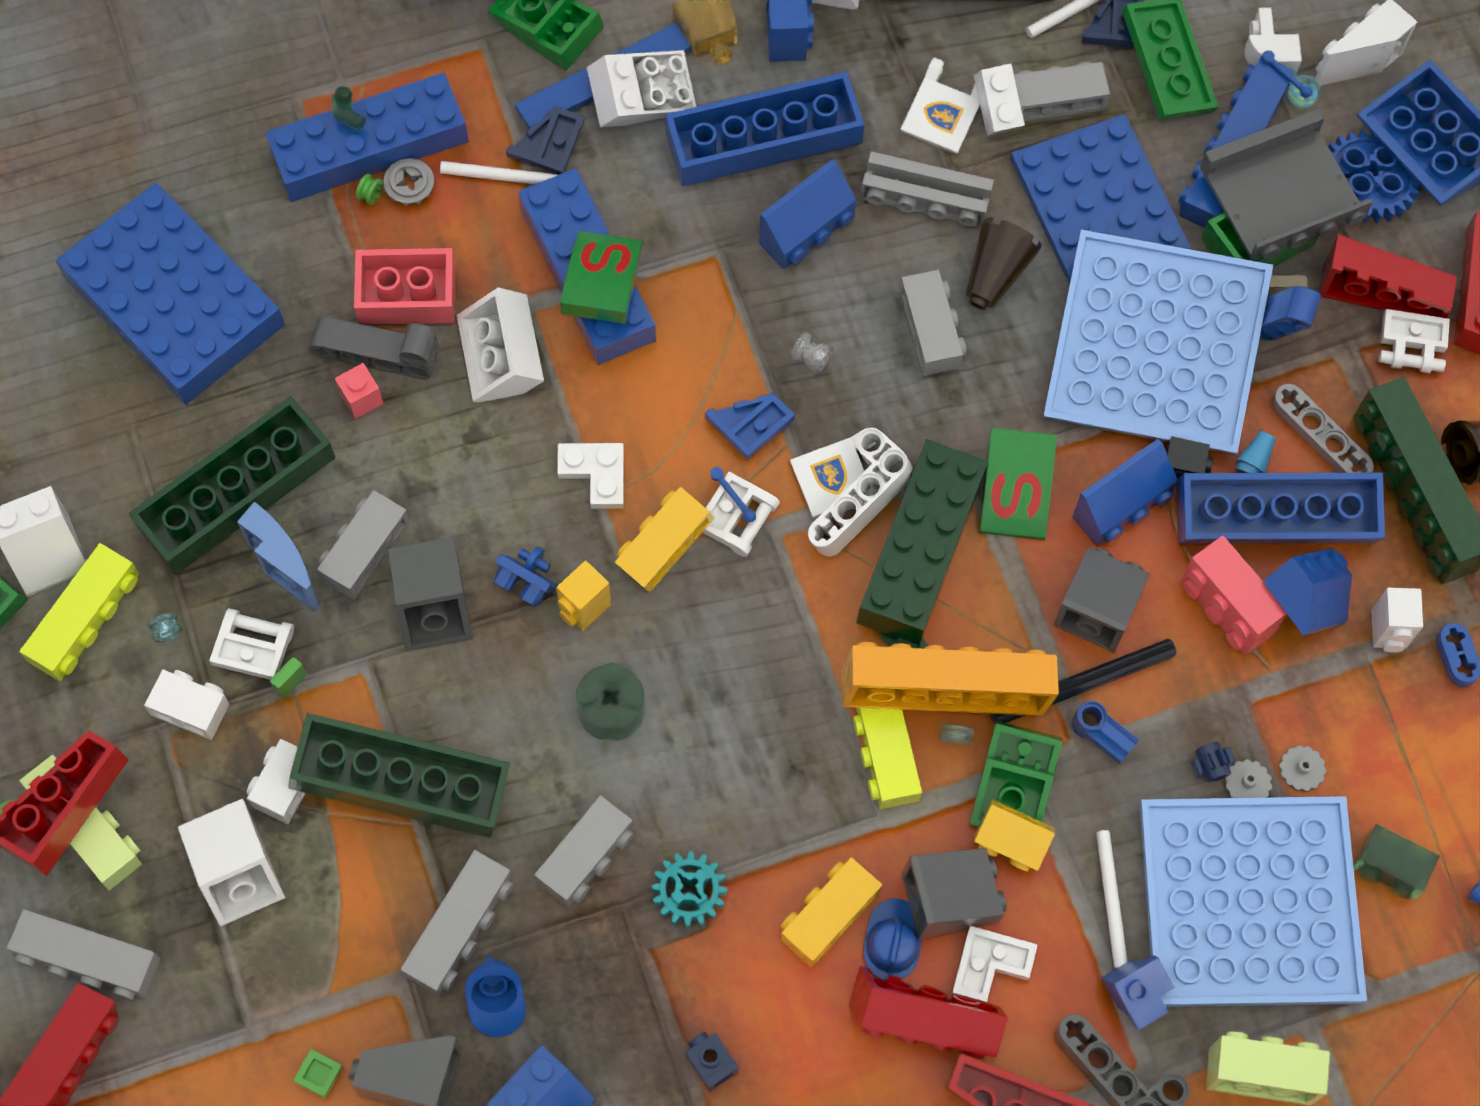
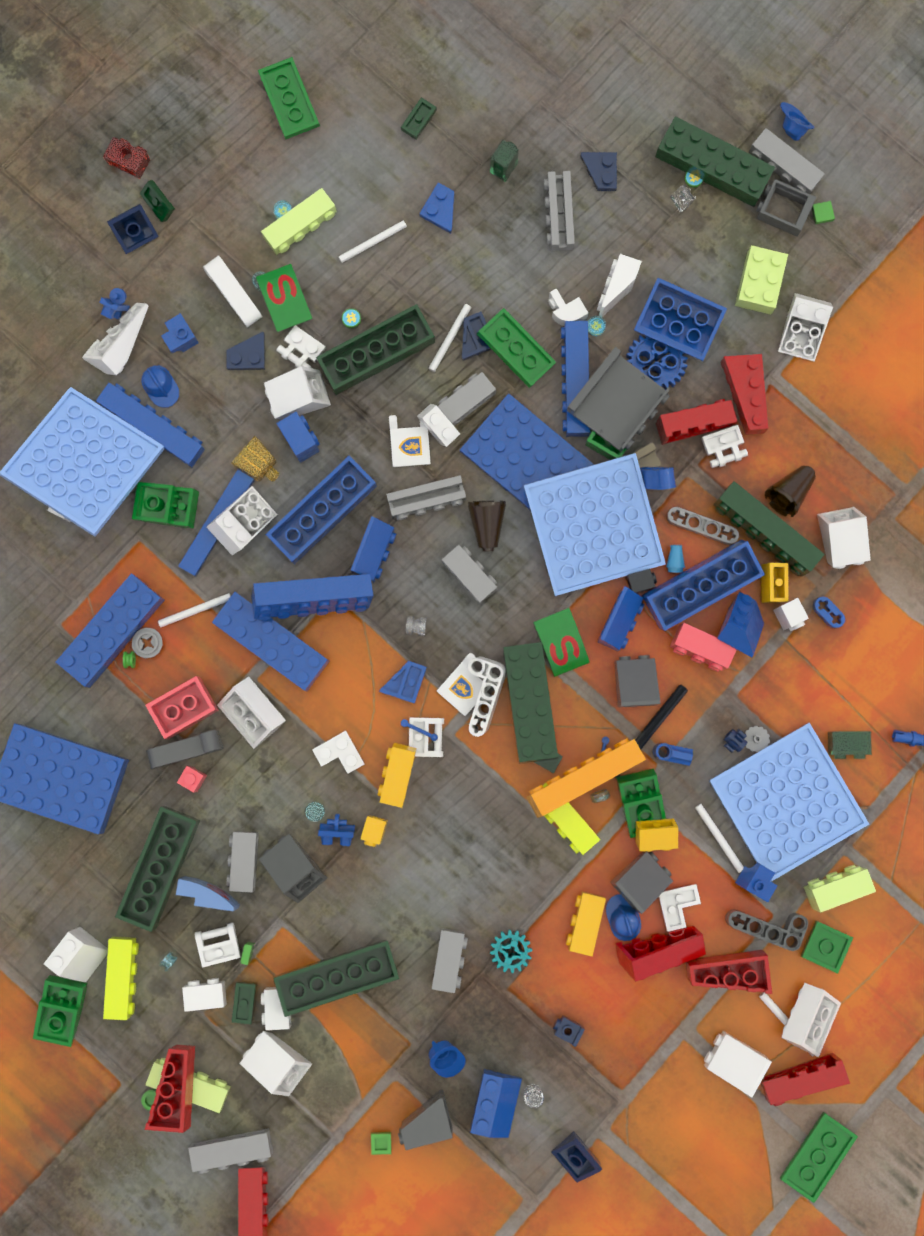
camera: 25 degrees left, 15 degrees up
(238, 747) = (243, 1003): none -> dark green plate
(343, 109) = (91, 629): clear green arm -> none
(457, 923) = (406, 1032): light grey brick -> none
(510, 533) = (315, 811): none -> clear light blue tile
(550, 141) = (210, 578): dark blue wing -> none
(601, 277) = (285, 651): green slope -> none
(610, 683) = (408, 881): clear green brick -> none
(683, 223) = (311, 596): none -> blue brick
(1268, 58) = (570, 321): blue hinge -> none
(1302, 768) = (779, 716): light grey piece -> none
(1394, 560) = (774, 583): none -> yellow brick

